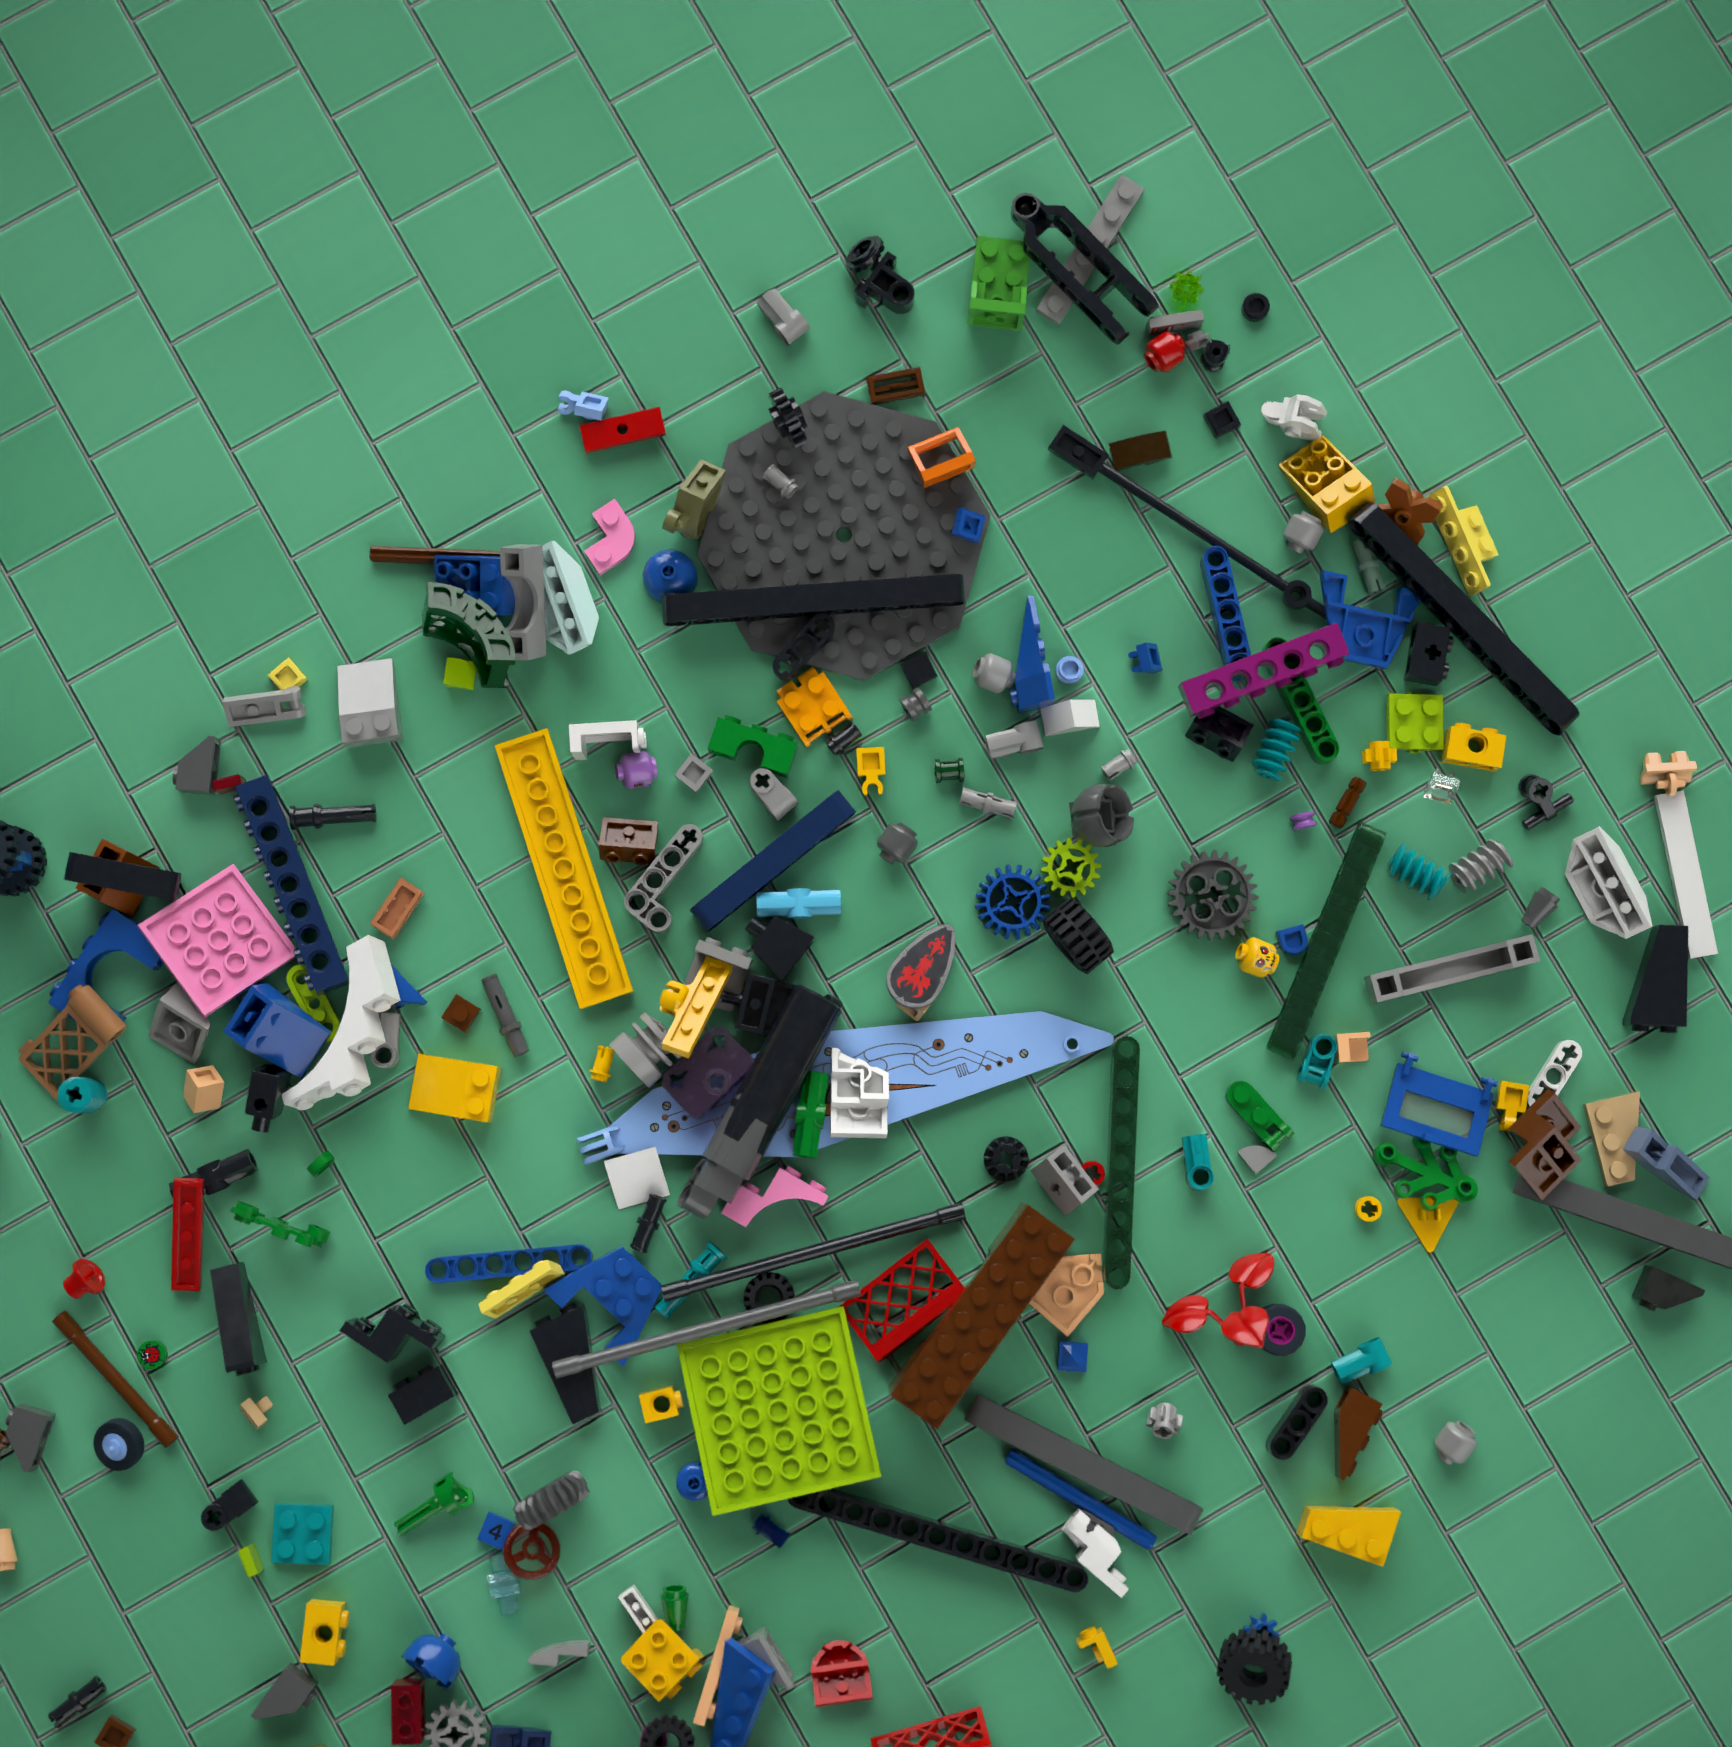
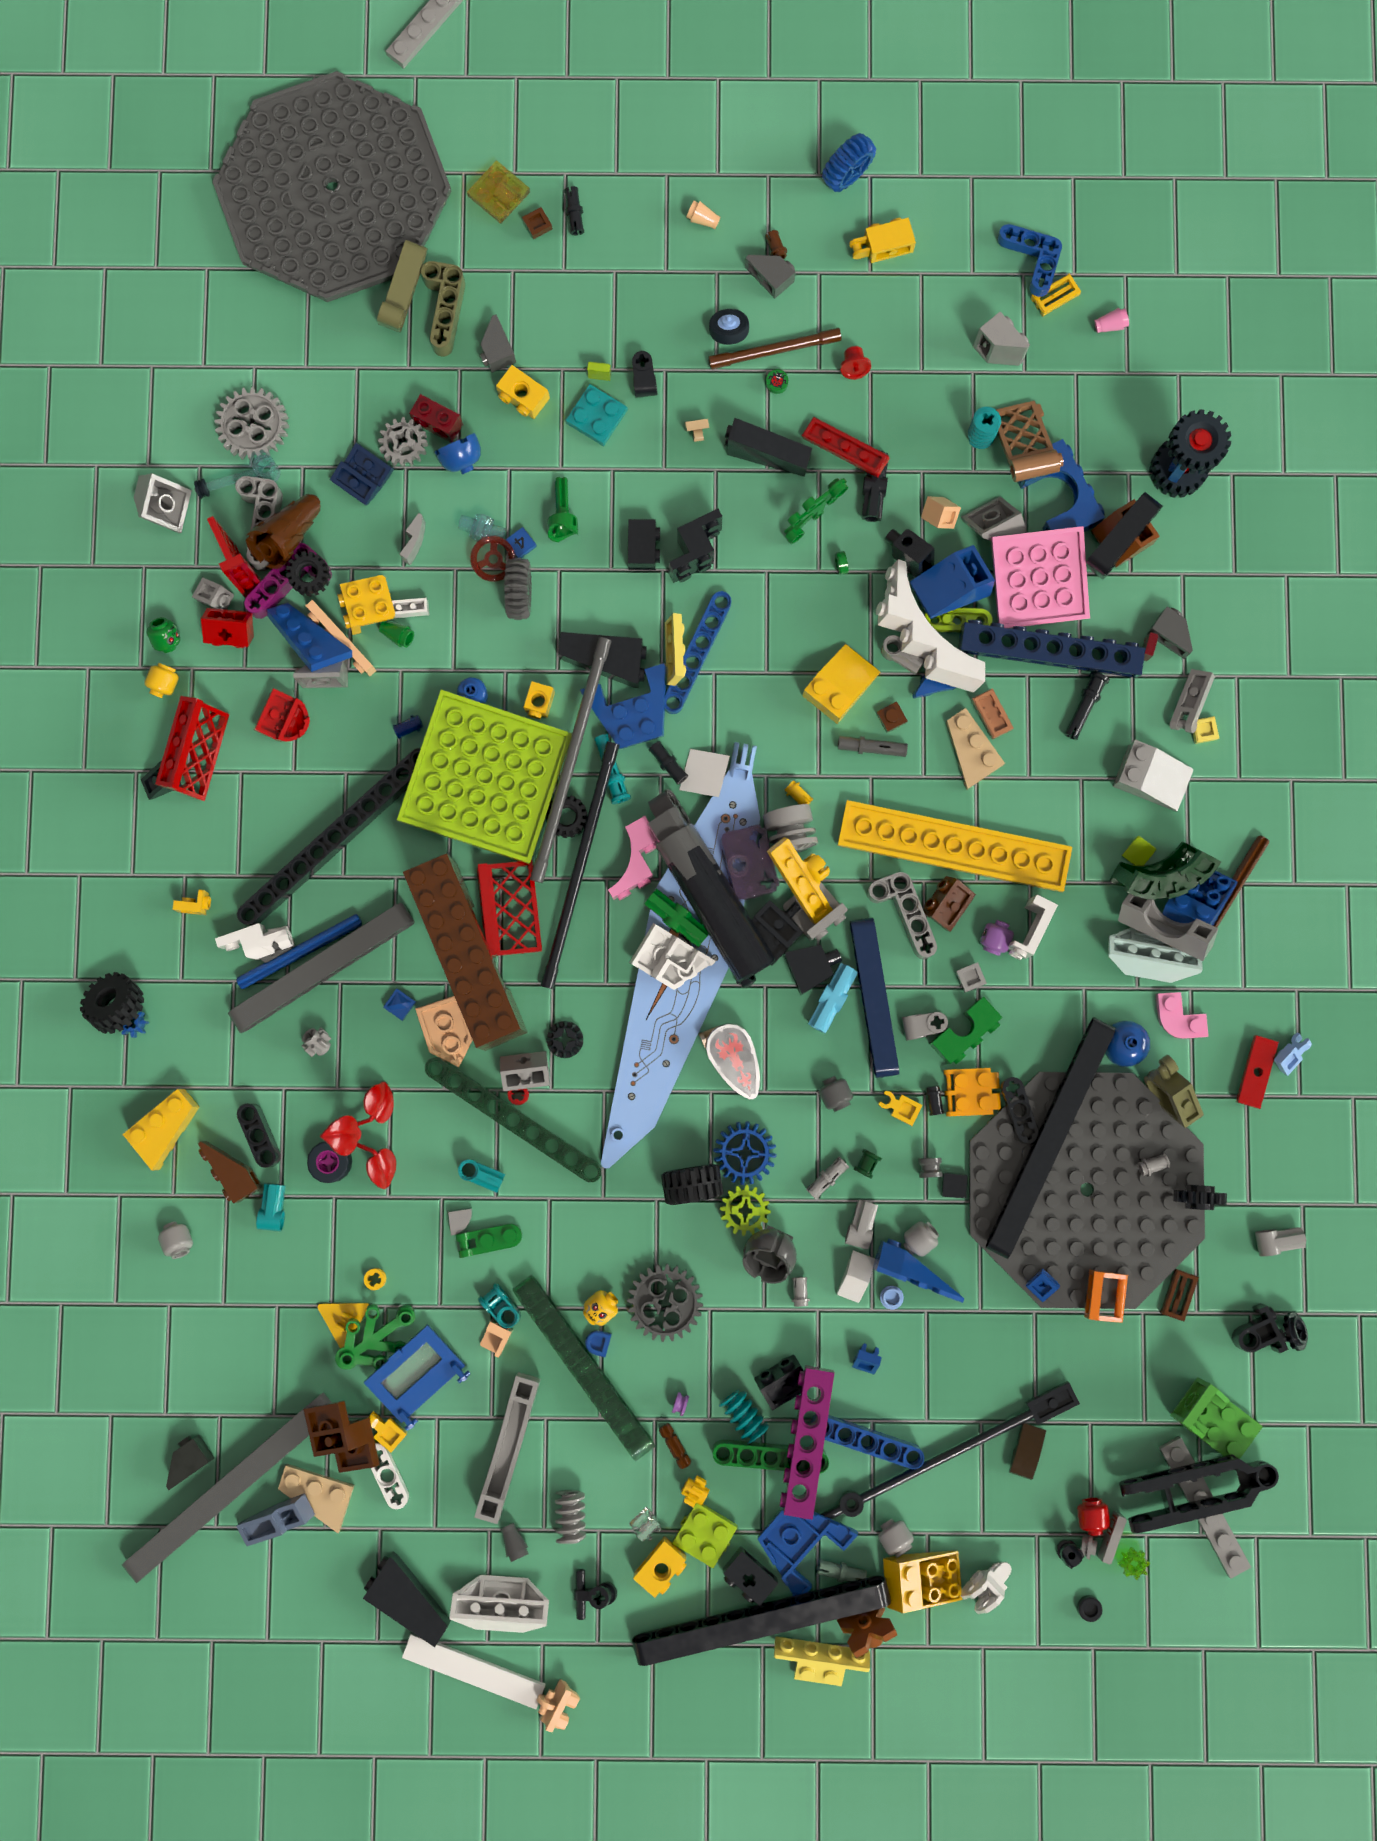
camera: 125 degrees right, 0 degrees up
(446, 908) = (973, 749): none -> tan wing
(1222, 419) = (1016, 1528): black tile -> none
(1417, 872) = (593, 1466): teal piece -> none

